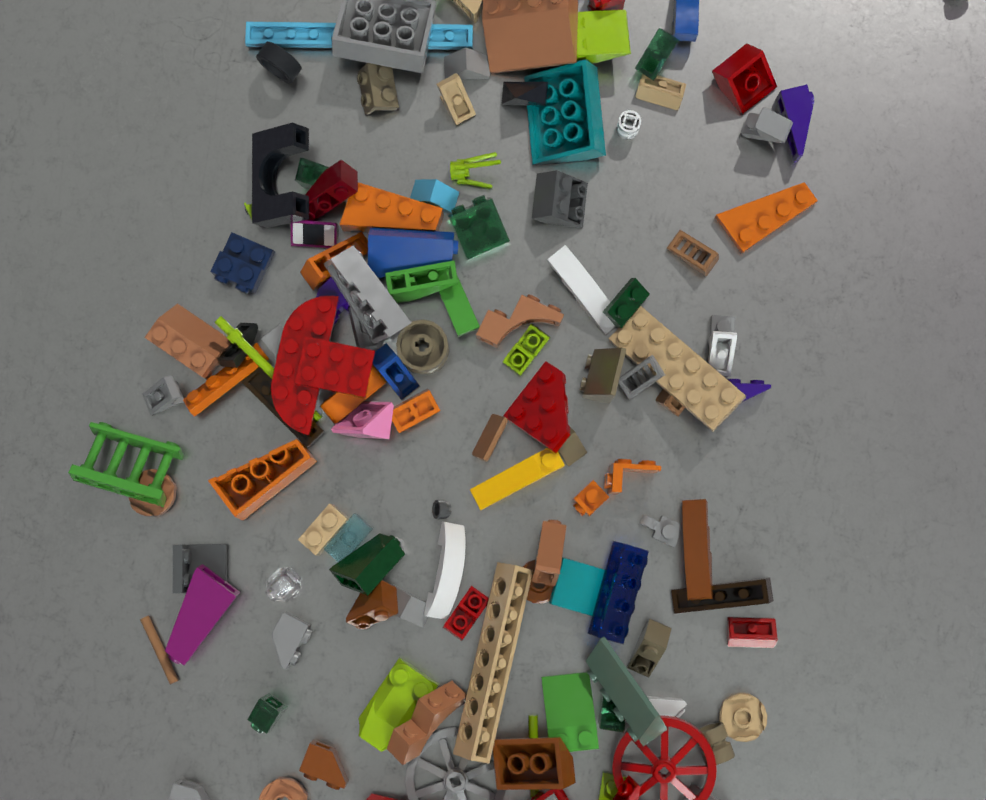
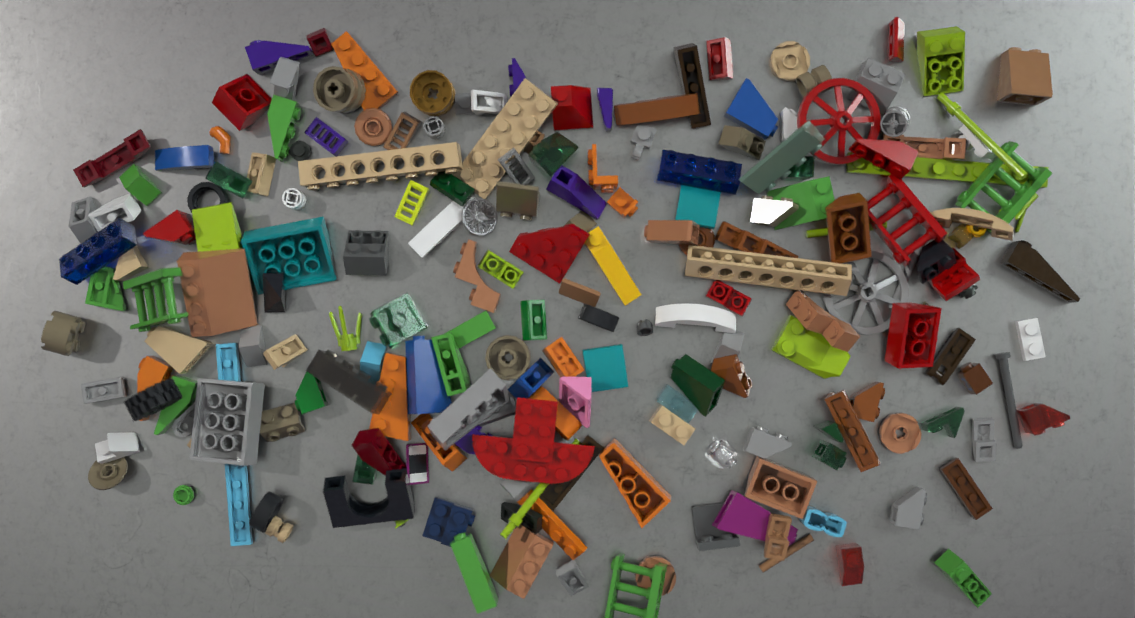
camera: 95 degrees left, 5 degrees up
(136, 725) = (850, 563): none -> clear red slope
(177, 638) = (776, 537): none -> medium nougat slope
(180, 284) = (474, 572): none -> bright green slope
(188, 702) = (828, 522): none -> medium azure brick
(236, 649) = (780, 487): none -> nougat slope
(258, 75) = (279, 529): none -> tan wheel
(292, 743) = (852, 430): none -> dark orange fence
(296, 716) = (830, 429): none -> dark green slope
(399, 459) = (606, 367): none -> teal slope
(407, 123) = (310, 394): none -> green slope
(414, 163) = (349, 381): none -> clear smoke wedge
(457, 455) = (598, 317): none -> black tyre
(463, 382) = (533, 320): none -> green slope
(528, 643) = (745, 241): none -> dark orange slope
(562, 673) = (771, 212): none -> slope
(589, 330) = (479, 216): none -> light grey wheel
(607, 445) = (576, 191): none -> dark purple slope
(624, 253) = (405, 199): none -> neon yellow slope
(648, 19) = (197, 189): none -> black tyre
(656, 420) = (552, 153): none -> clear green slope
(657, 144) = (310, 168): none -> tan brick
(683, 136) = (300, 150): none -> pearl dark grey plate
(684, 179) = (339, 145): none -> dark purple slope
(685, 663) = (752, 111): none -> blue slope
(695, 293) = (436, 130): none -> light grey wheel
(704, 220) = (373, 126): none -> nougat wheel
(706, 53) = (223, 137): none -> orange arm
(706, 450) = (573, 108): none -> red slope
(710, 490) = (605, 99): none -> dark purple slope
(719, 119) = (282, 119): none -> bright green slope
(740, 277) = (421, 91): none -> pearl gold wheel
(749, 184) = (339, 89): none -> dark tan wheel
(807, 169) = (319, 42): none -> dark red slope

